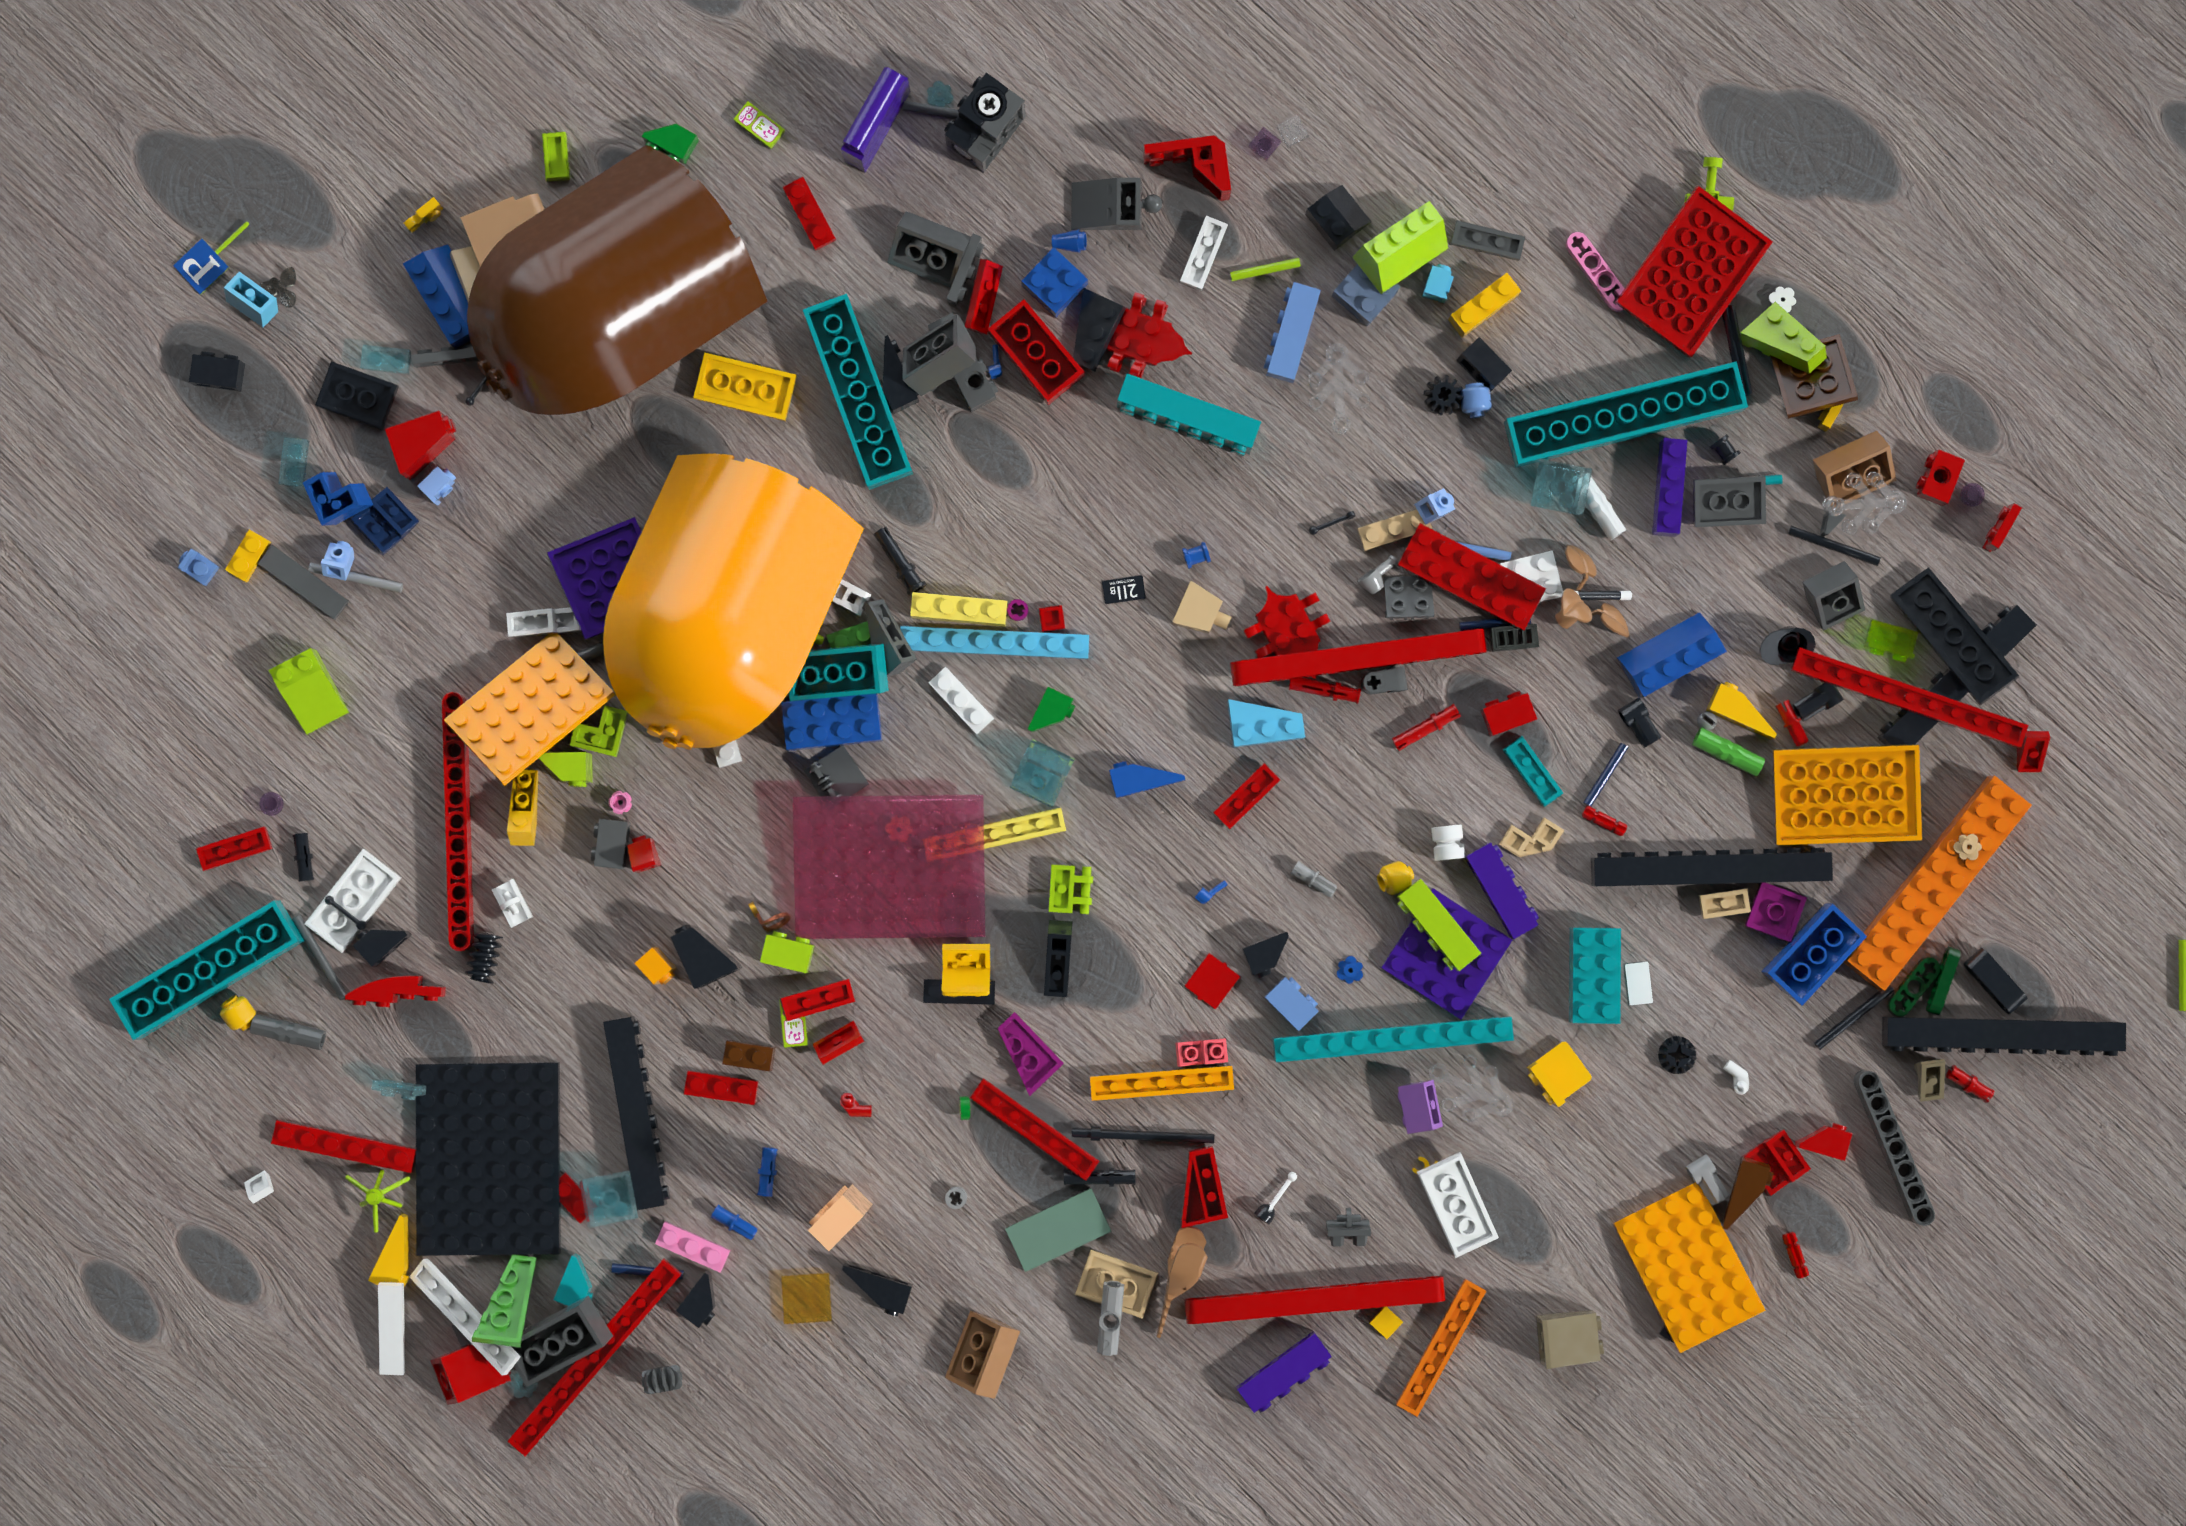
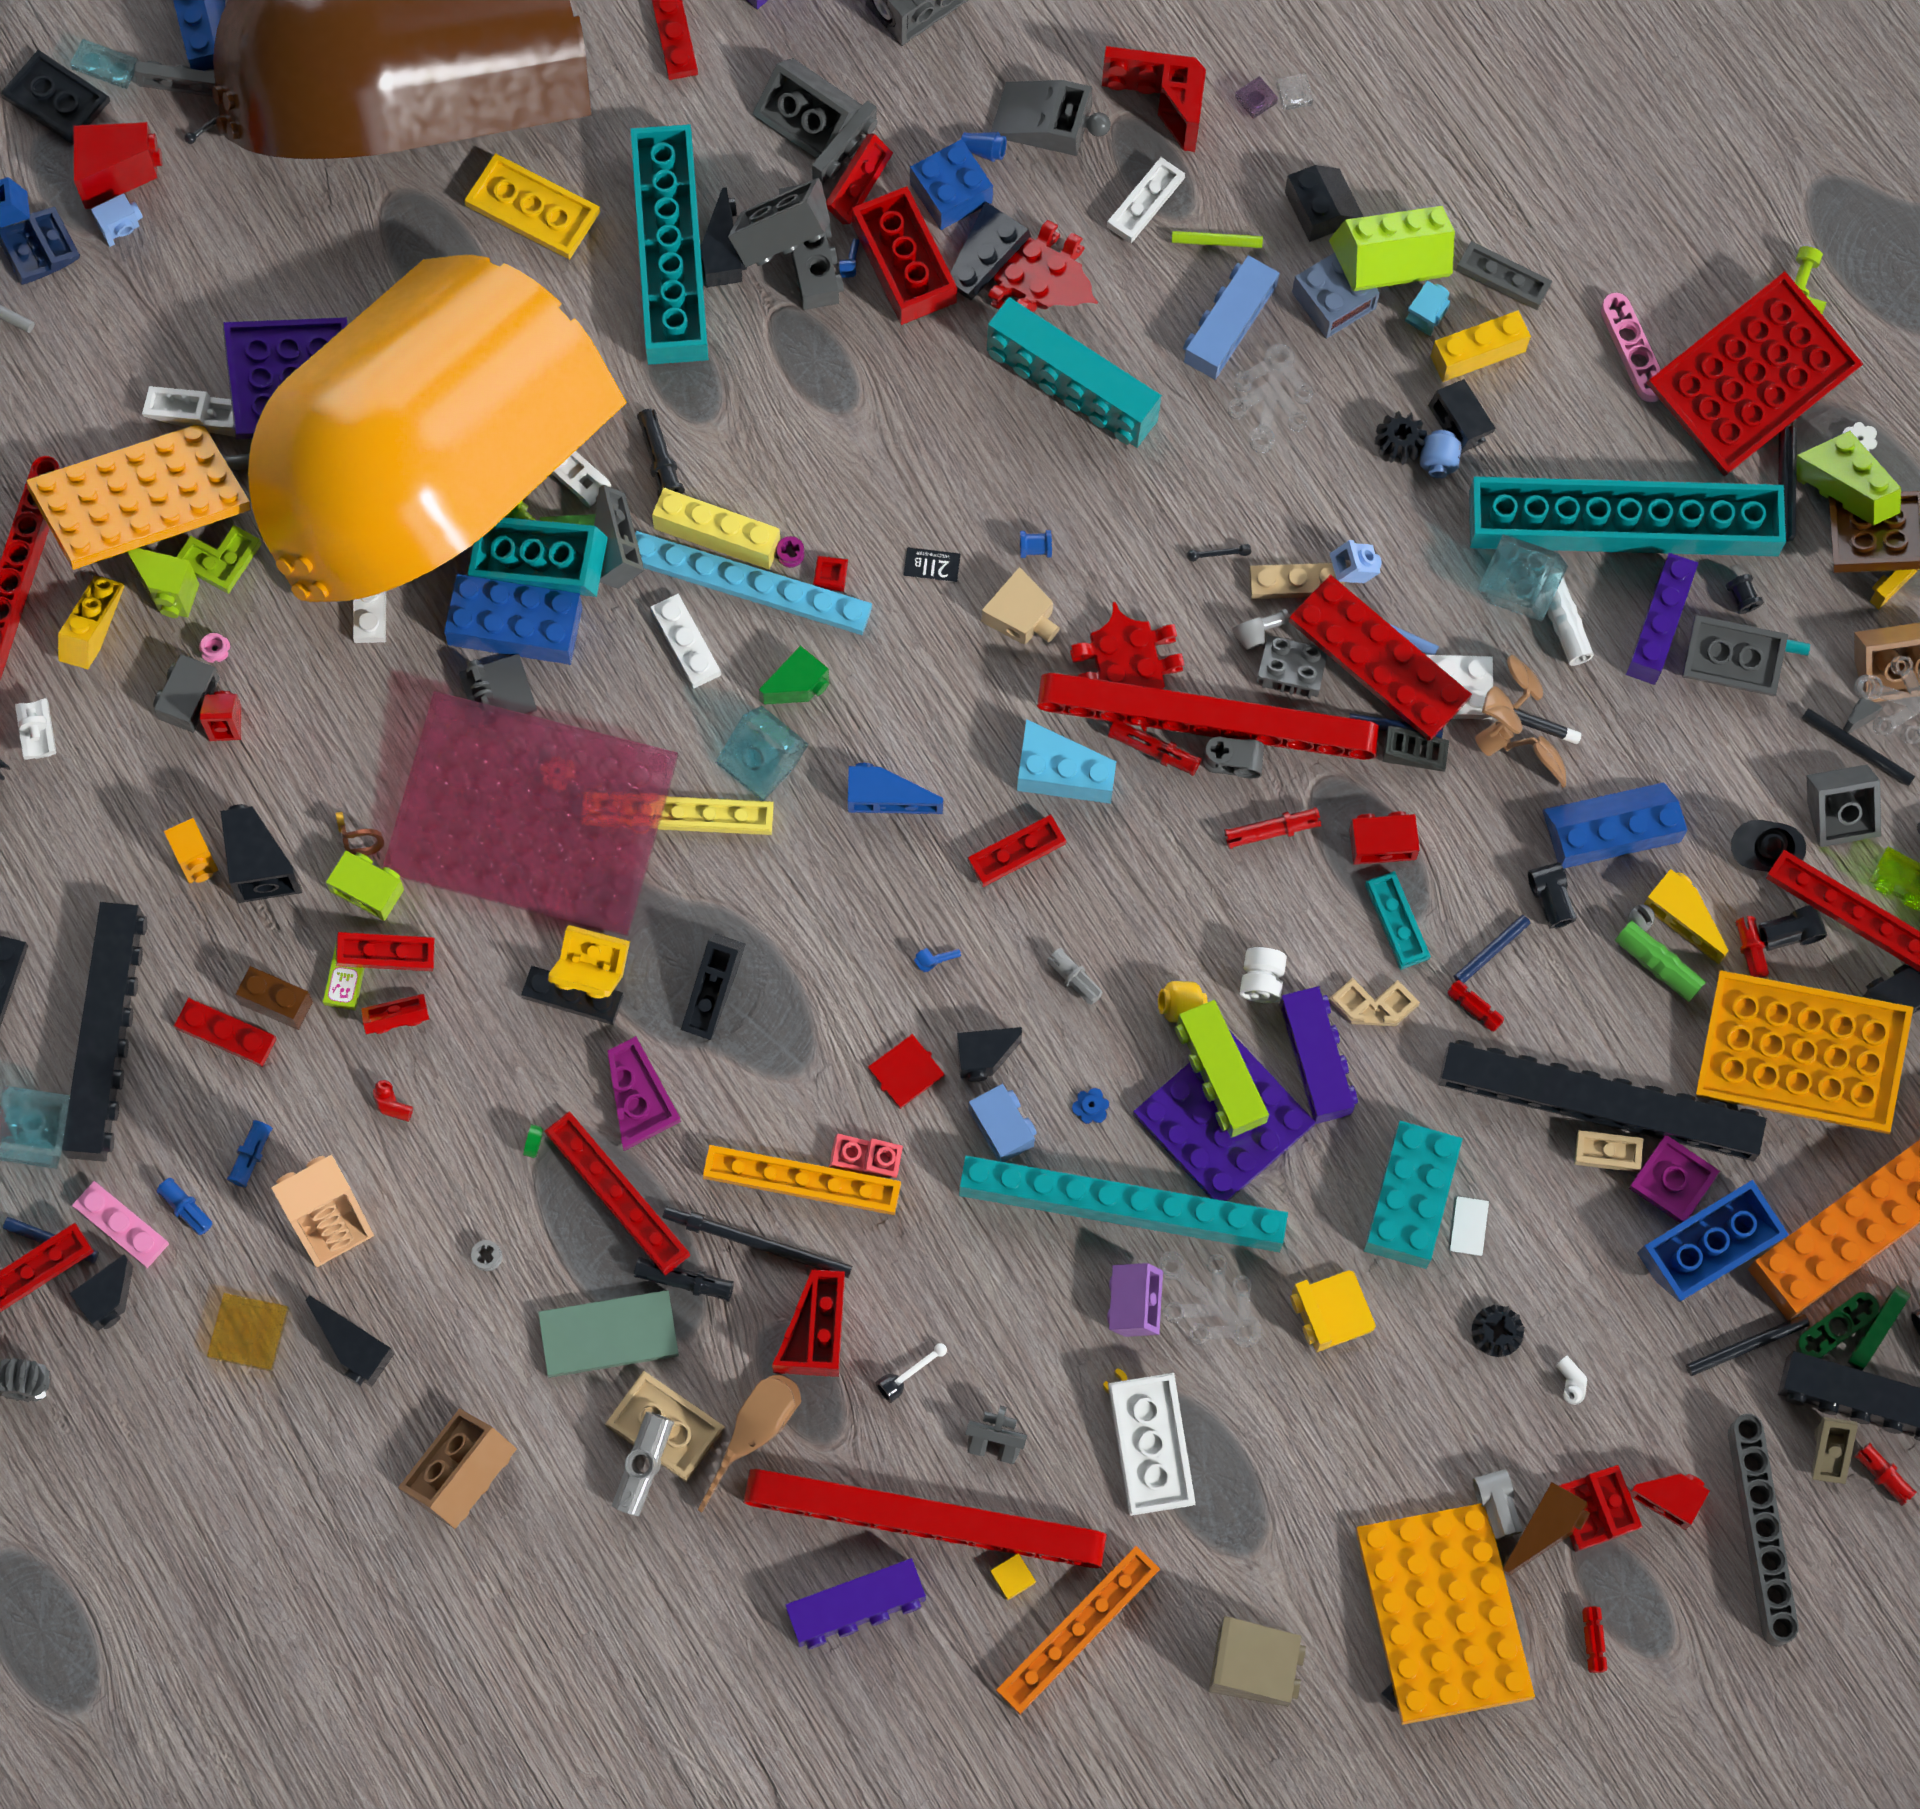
camera: 15 degrees right, 15 degrees down
(1062, 889) = (745, 900): lime plate -> none

